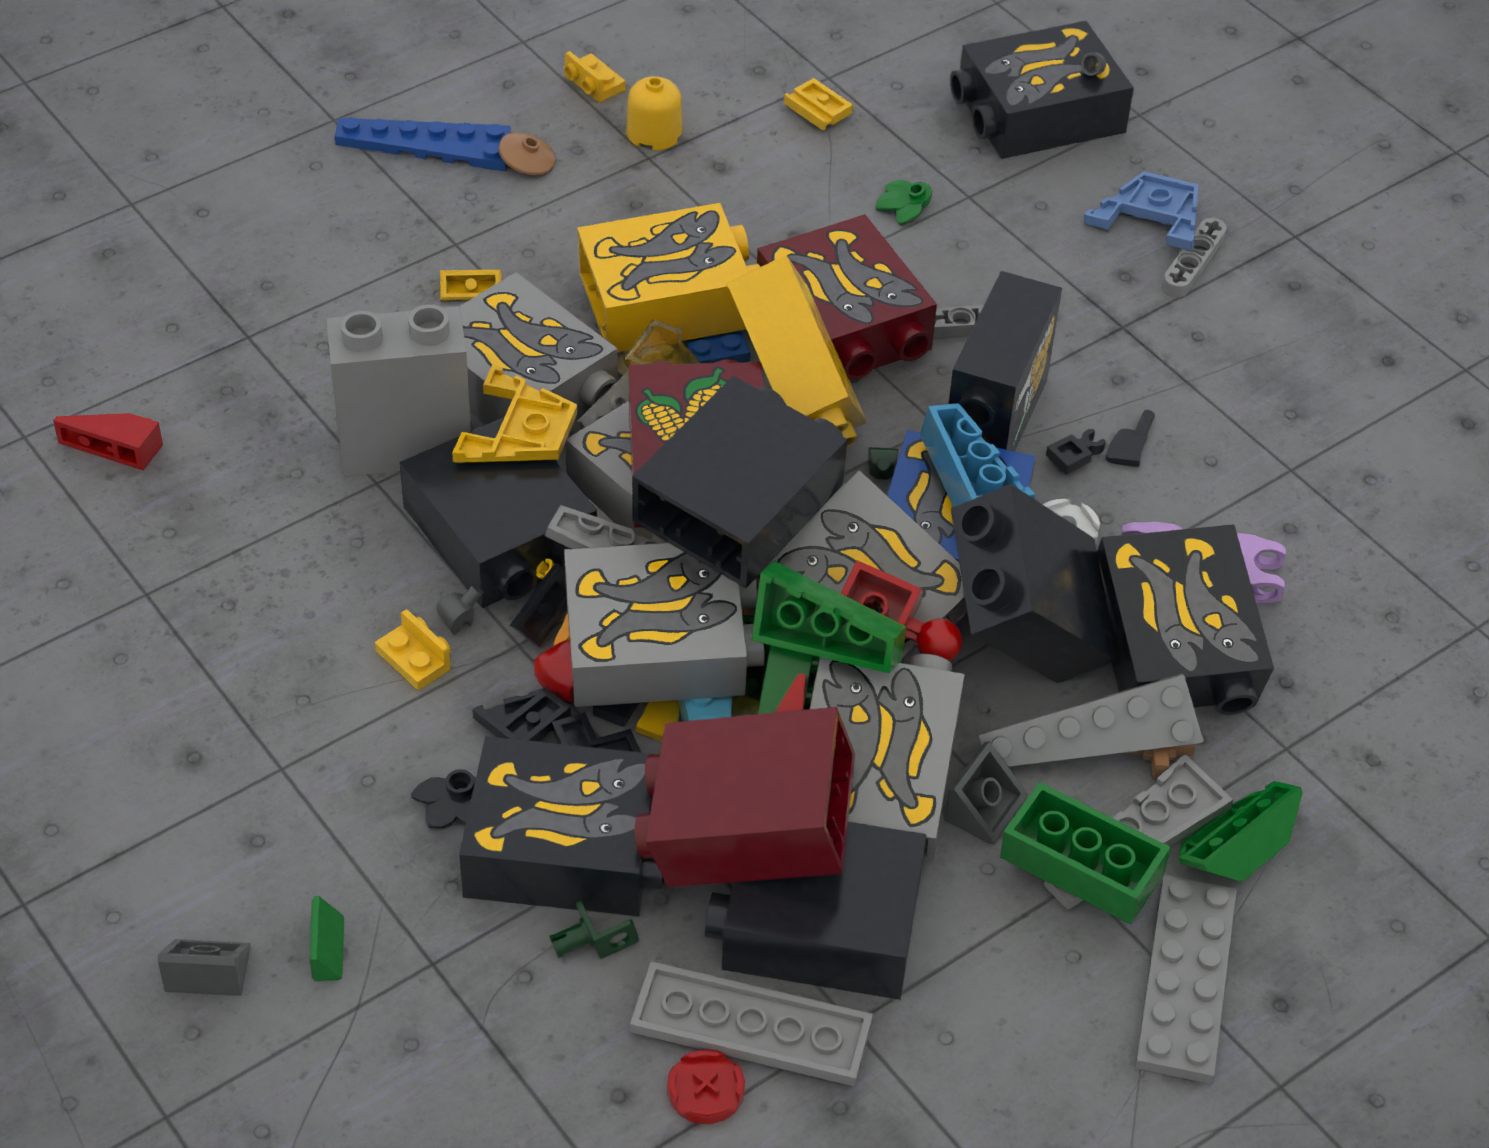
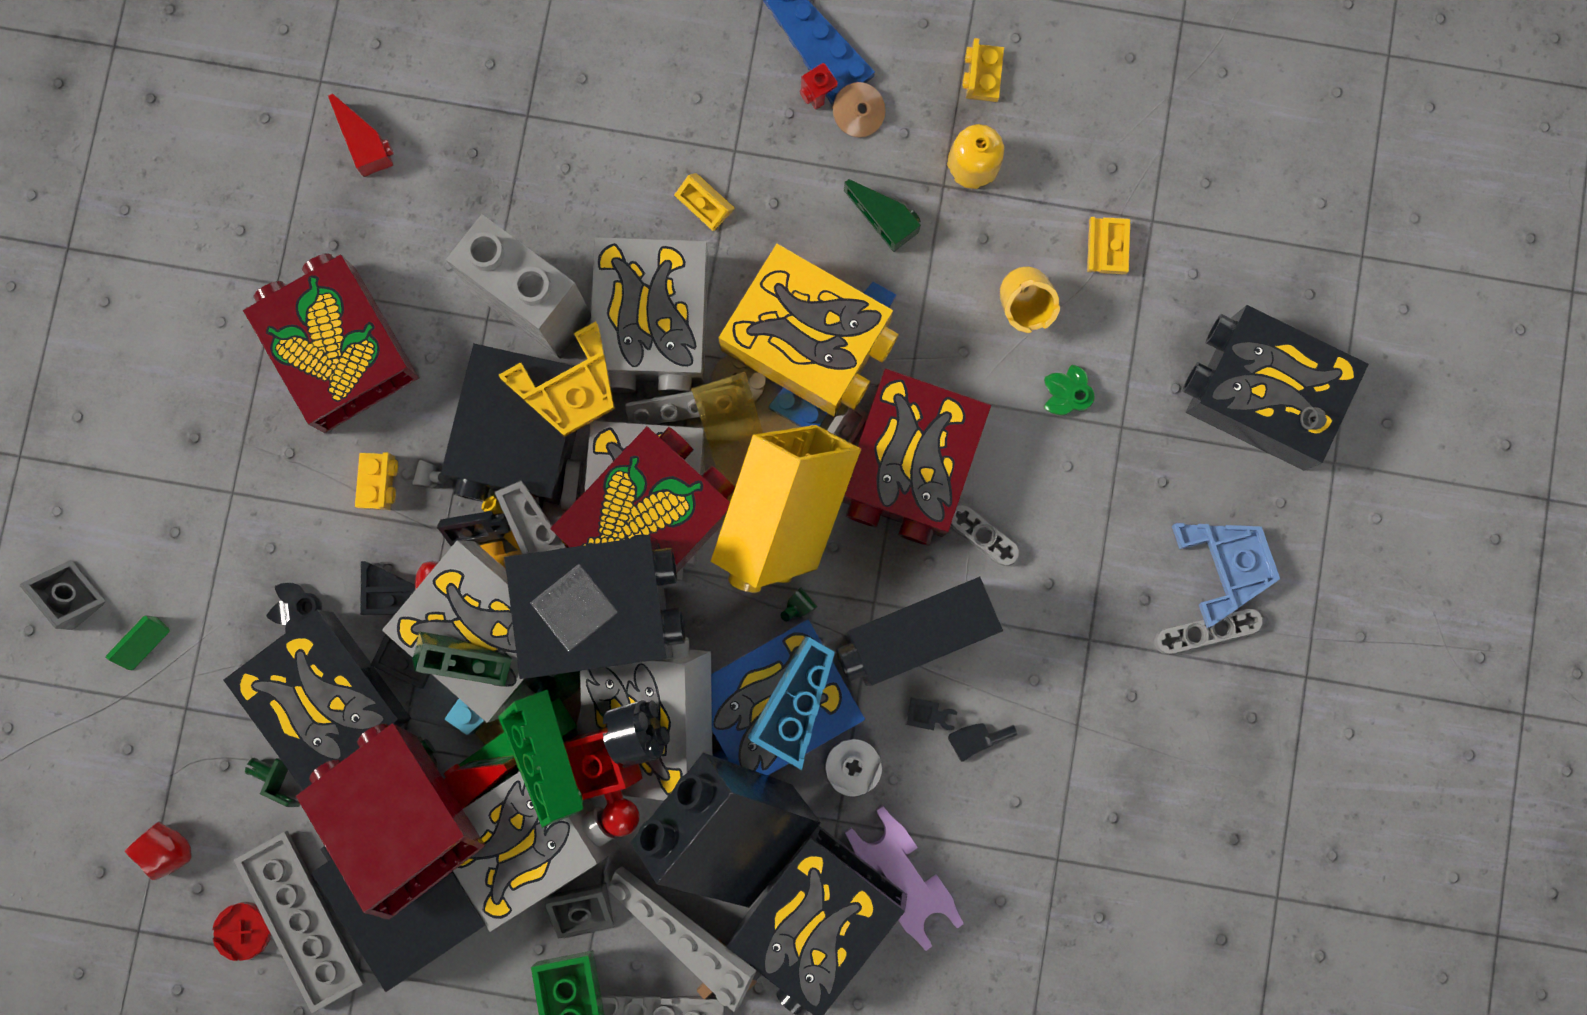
camera: 45 degrees right, 35 degrees up
(257, 574) = (329, 342): none -> dark red brick
(477, 156) = (817, 84): none -> red bracket
(548, 1076) = (160, 851): none -> red piece
(624, 194) = (886, 215): none -> dark green slope
(668, 616) = (459, 660): none -> dark green slope
(733, 459) = (574, 607): none -> clear tile
(805, 153) = (1029, 299): none -> yellow cylinder
(881, 543) = (635, 733): none -> black brick

